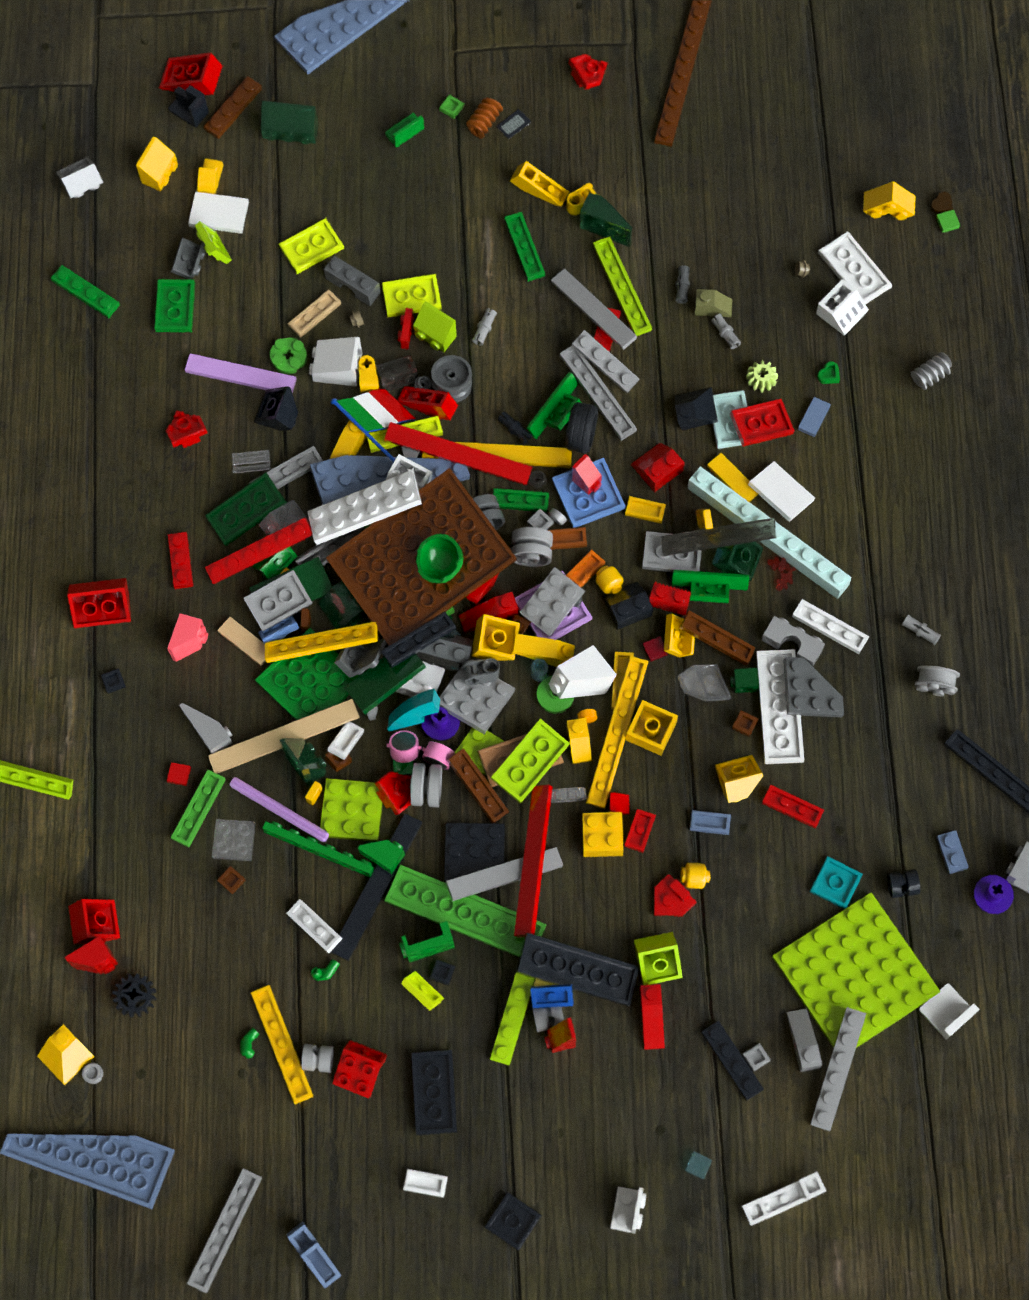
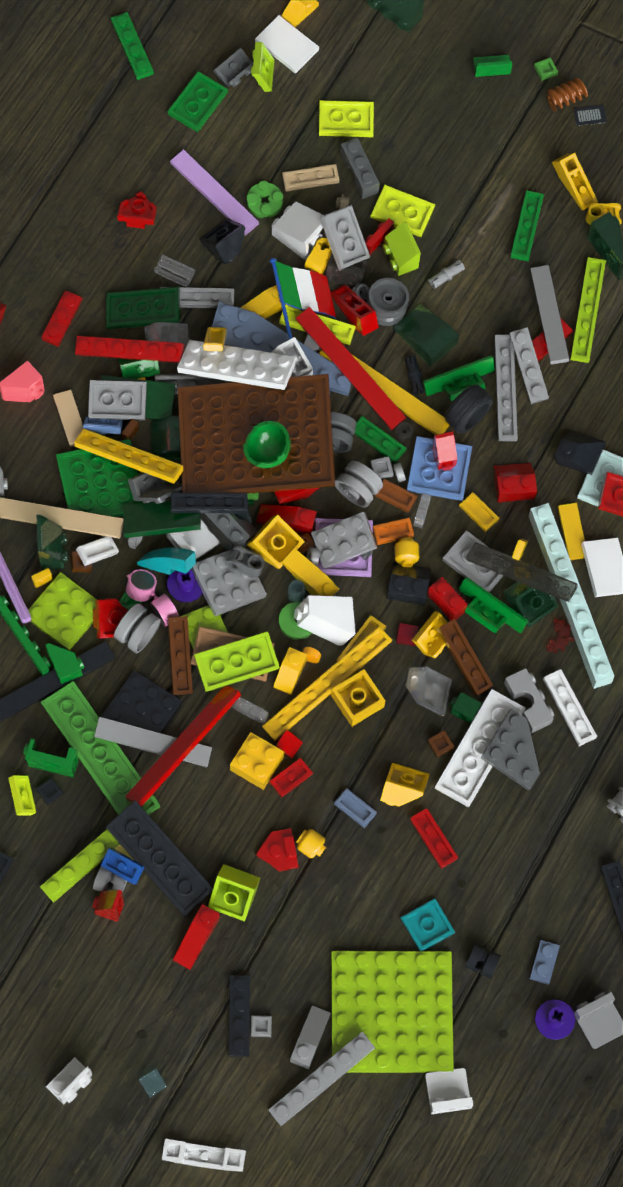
camera: 25 degrees right, 0 degrees up
(330, 497) = (215, 339): none -> yellow tile
(381, 345) = (345, 237): none -> light grey tile
(502, 386) = (427, 334): none -> clear green slope
(534, 630) = (313, 555): none -> light grey tile
(598, 537) = (422, 510): none -> clear beam

